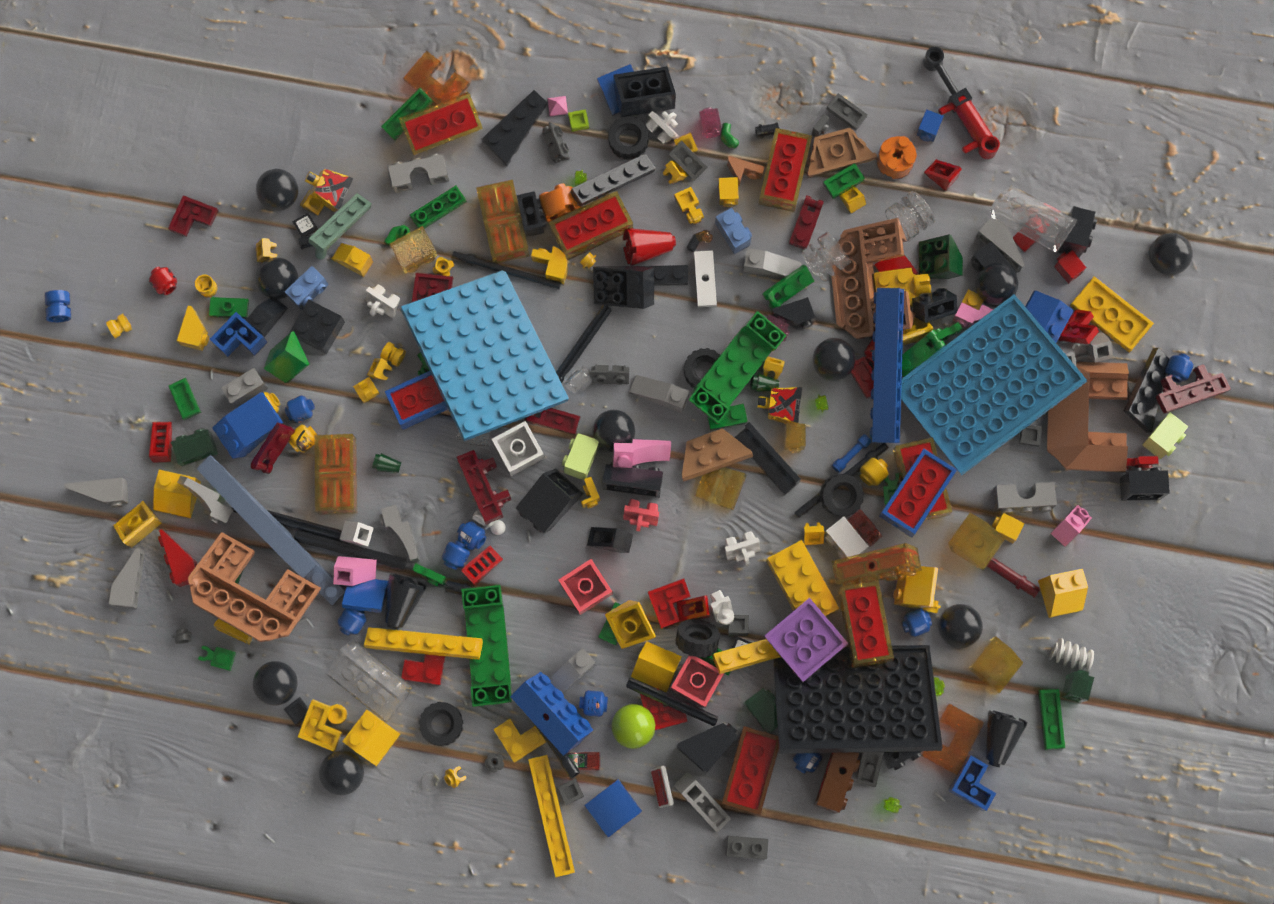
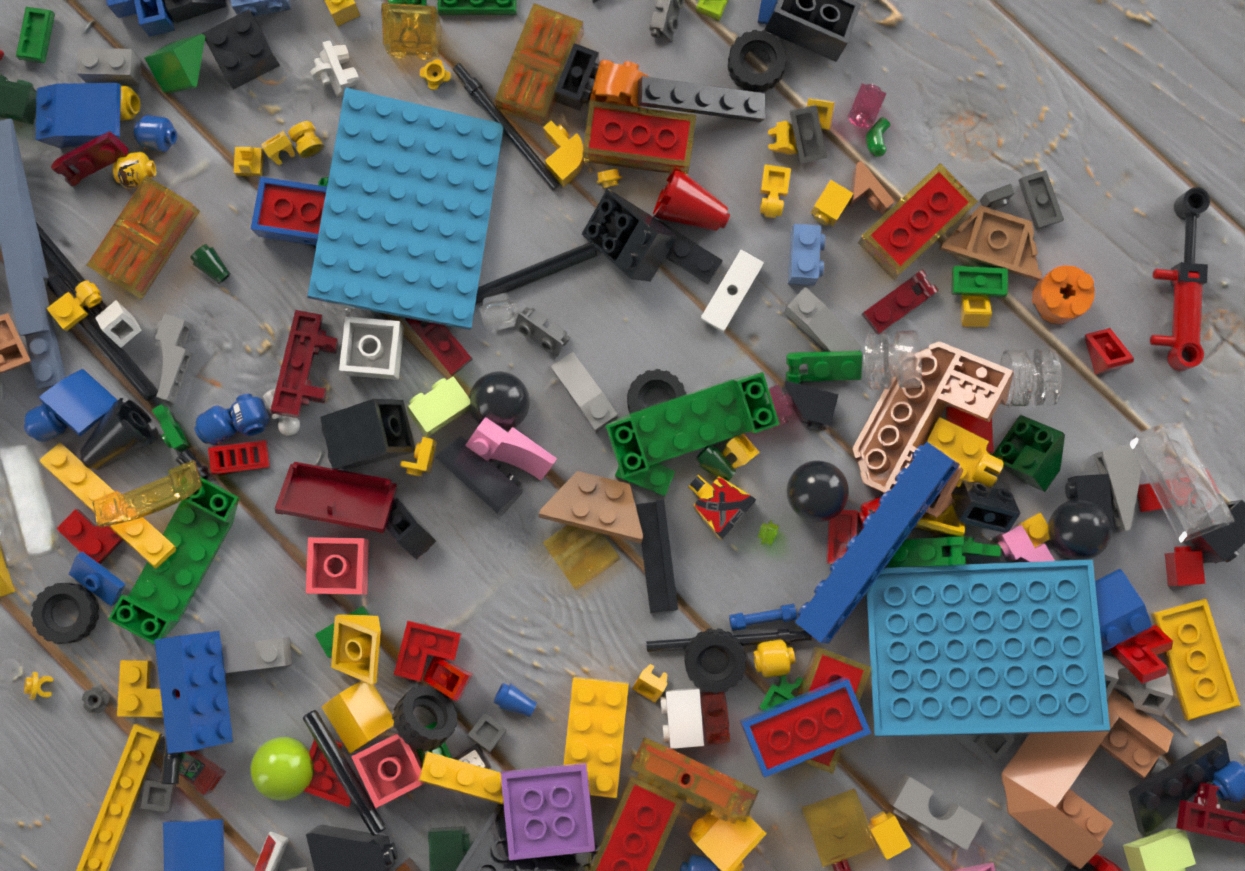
camera: 30 degrees right, 5 degrees up
(322, 544) = (70, 310): none -> yellow plate
(354, 571) = (85, 365): bright pink slope -> none
(429, 284) = (404, 85): dark red plate -> none
(446, 691) = (96, 578): none -> blue plate
(449, 618) = (149, 498): none -> clear yellow slope
(556, 548) = (336, 497): none -> dark red container
(580, 177) = (667, 71): clear neon green plate -> none
(593, 703) = (254, 710): blue head -> none
(640, 516) = (460, 526): coral hips -> none
(656, 121) = (803, 63): white hips -> none
(699, 237) = (759, 236): arm -> none
(721, 608) = (478, 702): white hips -> none
(741, 596) = (514, 700): none -> blue cone
(742, 550) = (554, 648): white hips -> none
(765, 130) = (927, 158): black pin -> none
(795, 437) = (708, 553): clear yellow brick -> none
(929, 126) = (1130, 282): blue brick -> none

